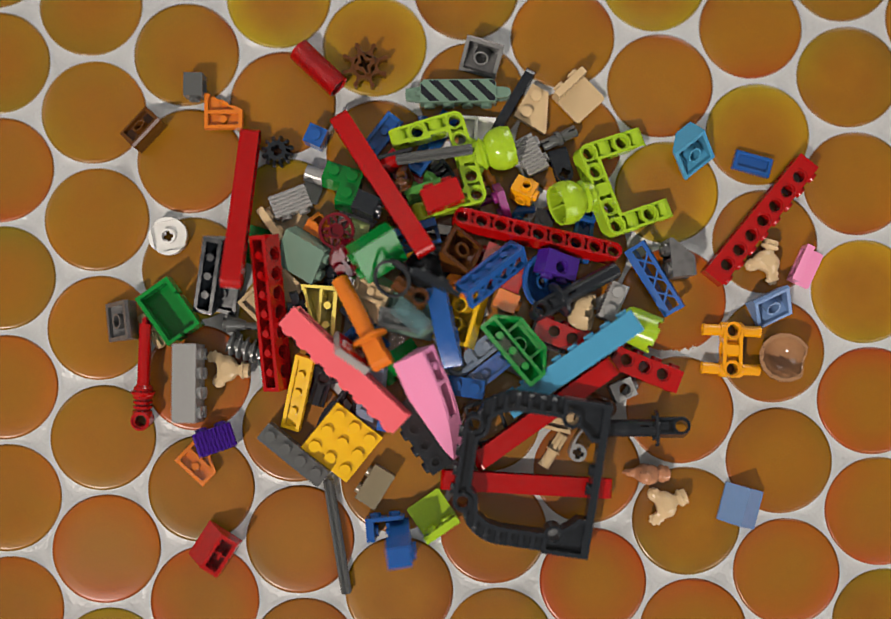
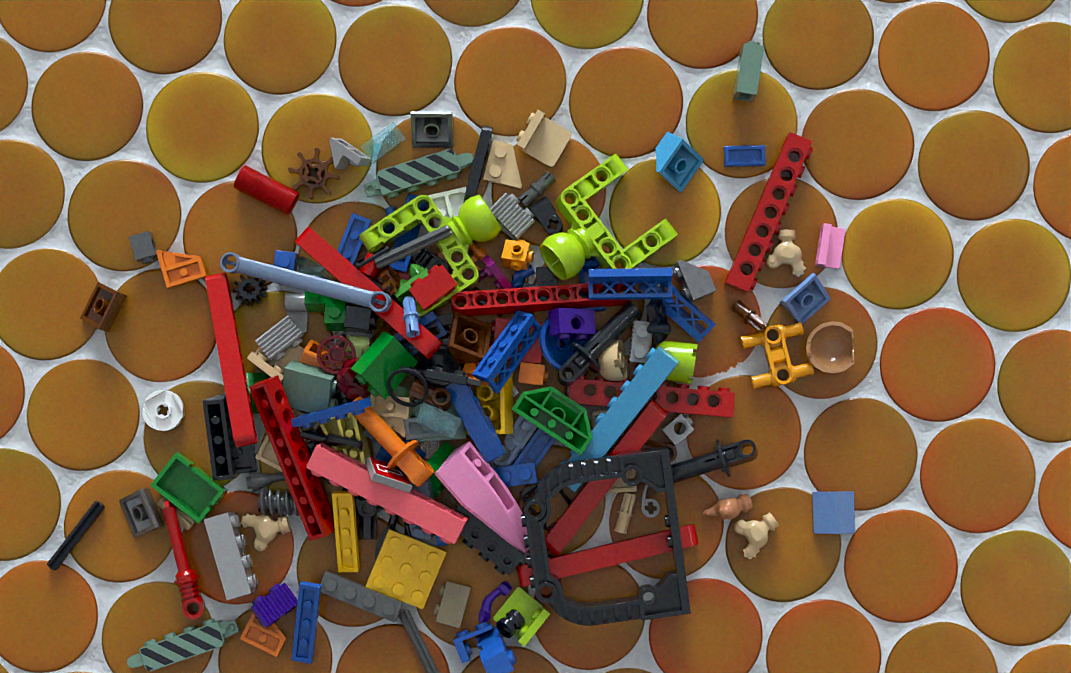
camera: 10 degrees left, 0 degrees up
(57, 324) = (75, 535): none -> black axle
(123, 451) = (185, 645): none -> sand green hinge
(238, 463) = (306, 622): none -> blue plate
(314, 309) = (334, 440): none -> black piece
(323, 282) = (324, 415): none -> blue plate
(329, 158) = (305, 282): none -> sand blue piece
(339, 152) = (312, 268): none -> clear light blue plate
(397, 57) = (345, 153): none -> light grey slope
(401, 501) = (485, 611): none -> dark purple piece
(414, 215) = (411, 317): none -> medium blue axle
(422, 519) = (512, 622): none -> black wheel
(434, 57) = (383, 142): none -> clear light blue plate
(623, 239) = (630, 276): none -> blue fence
(633, 290) = (658, 322): none -> black plate
(716, 307) = (749, 316): none -> reddish brown axle
(779, 89) = (748, 71): none -> sand green brick

